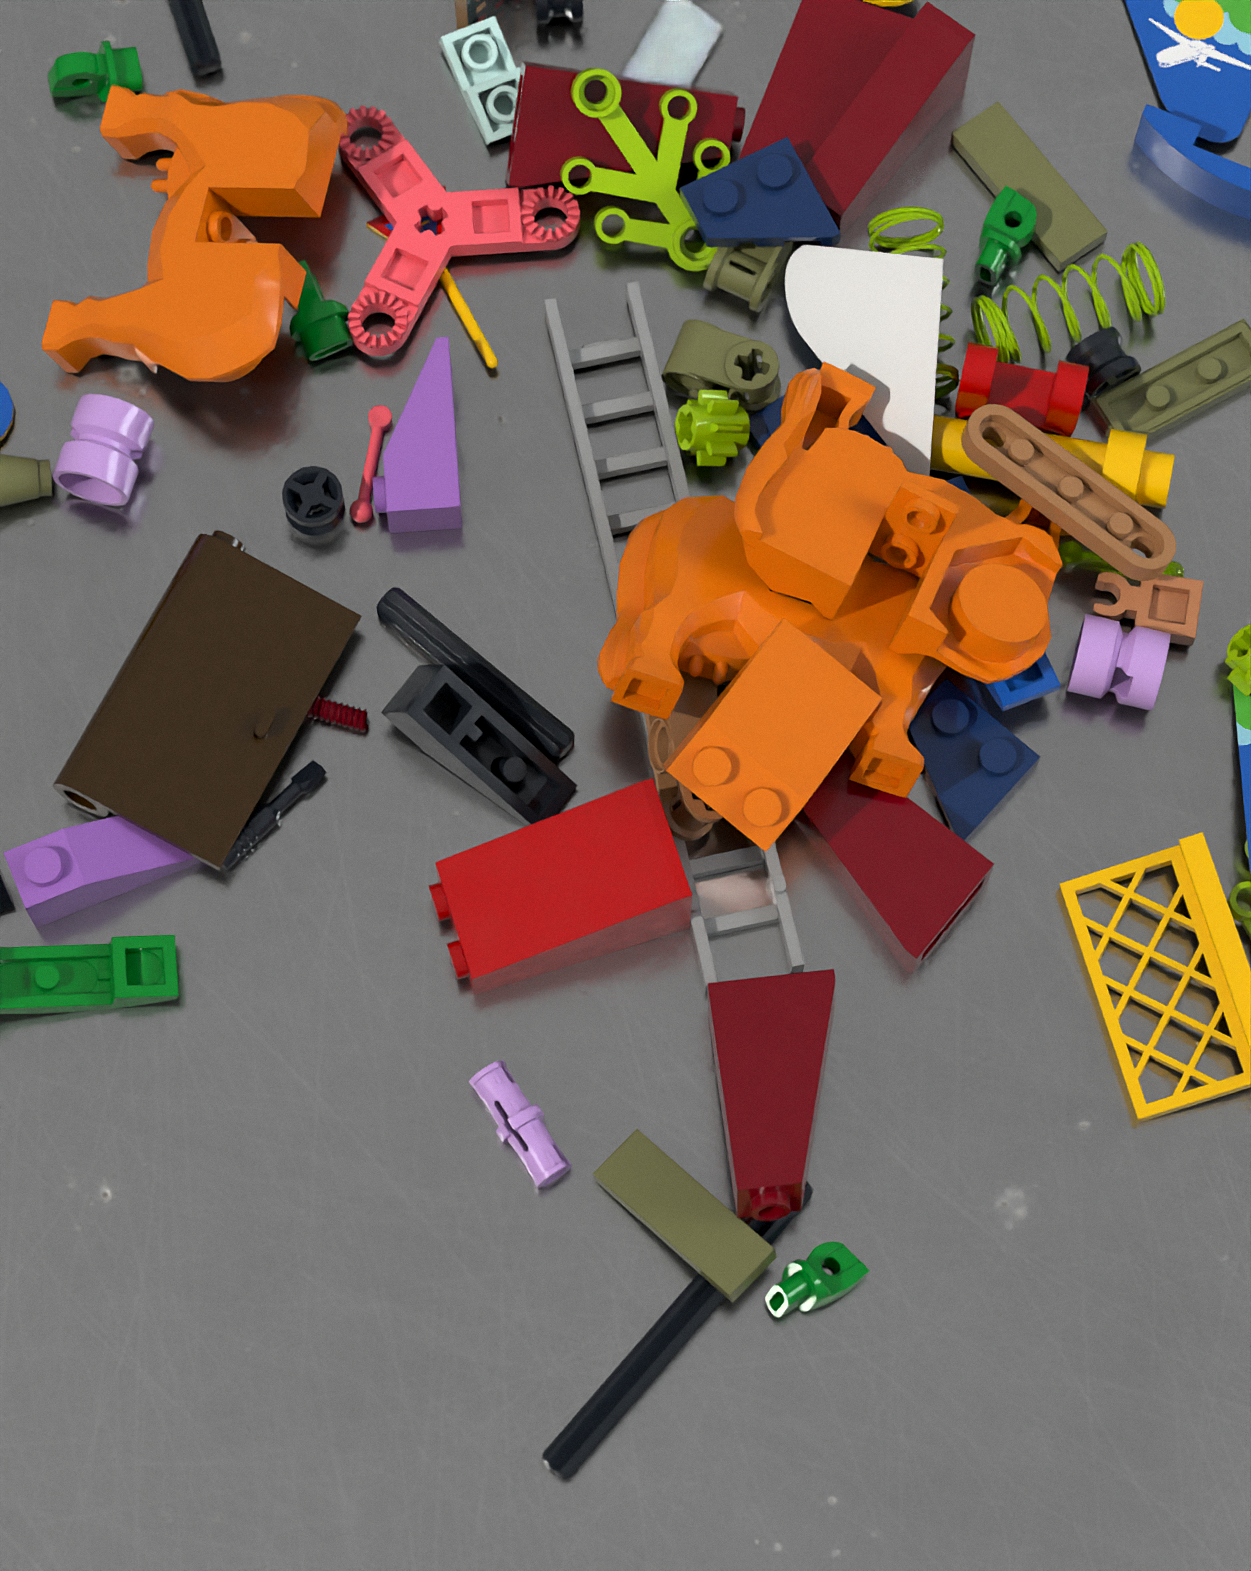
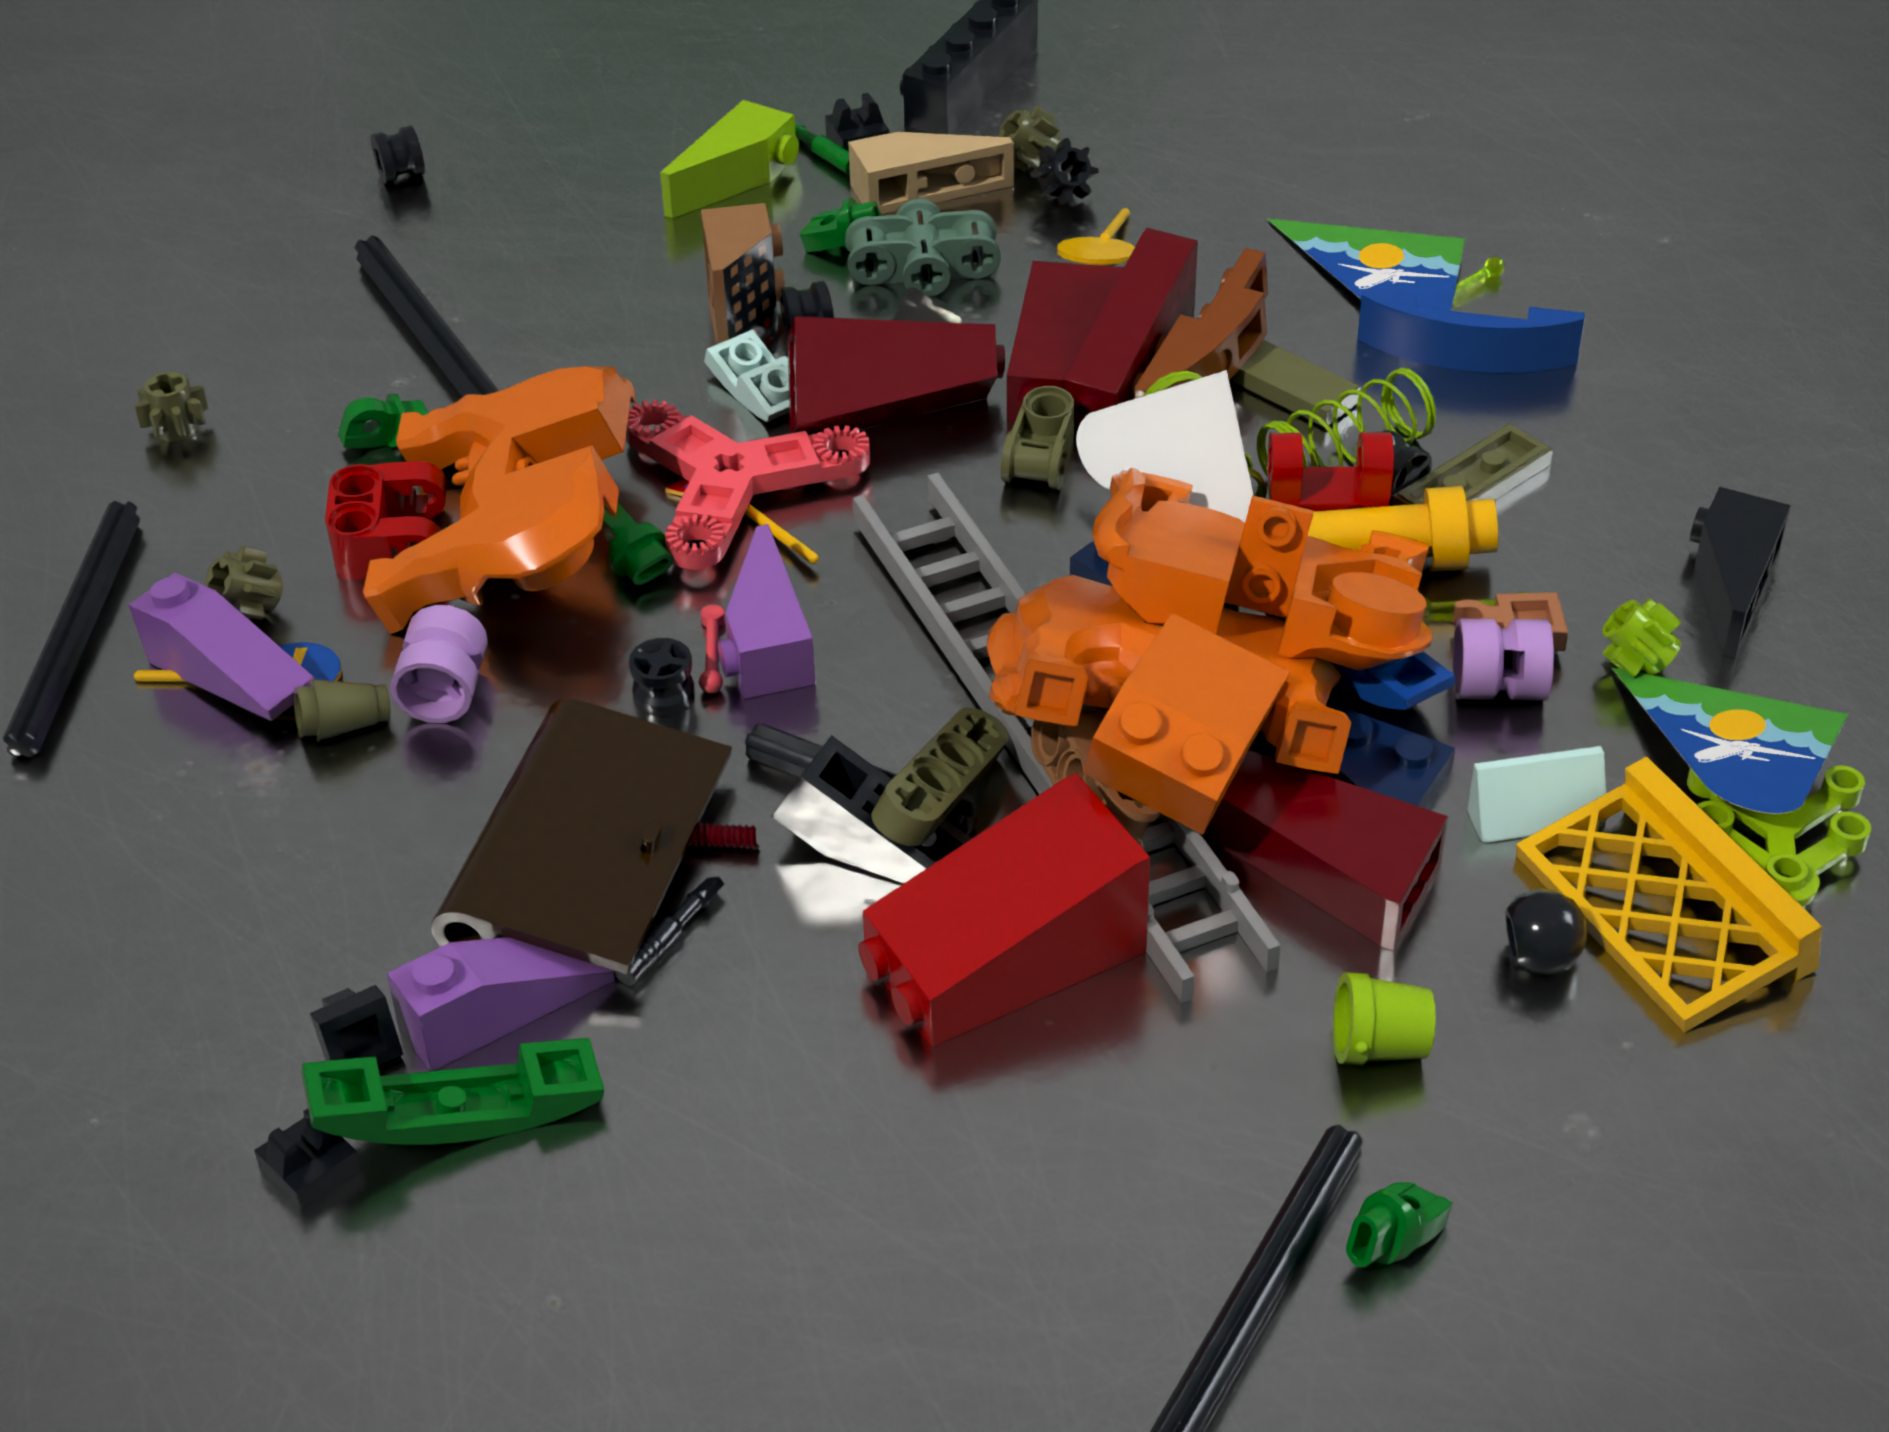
camera: 10 degrees left, 30 degrees down
(61, 225) = (378, 512): none -> red piece
(520, 1124) = (1049, 1167): lavender pin -> none
(540, 705) = (939, 776): none -> olive beam
(654, 178) = (929, 394): lime plant -> none
(685, 1215) = (1231, 1183): olive tile -> none
(712, 427) = (1041, 554): lime gear -> none
(721, 360) = (1036, 520): olive piece -> none
(760, 202) = (1036, 389): dark blue wing -> none
(770, 1070) = (1281, 1039): dark red slope -> none
(867, 1070) = (1381, 1020): none -> lime piece
(948, 164) = (1223, 333): none -> dark orange slope
(999, 242) = (1268, 395): green piece -> none
(1046, 1000) = (1545, 931): none -> black piece
(1068, 492) = (1419, 531): medium nougat plate -> none
(1095, 833) = (1533, 791): none -> light aqua slope

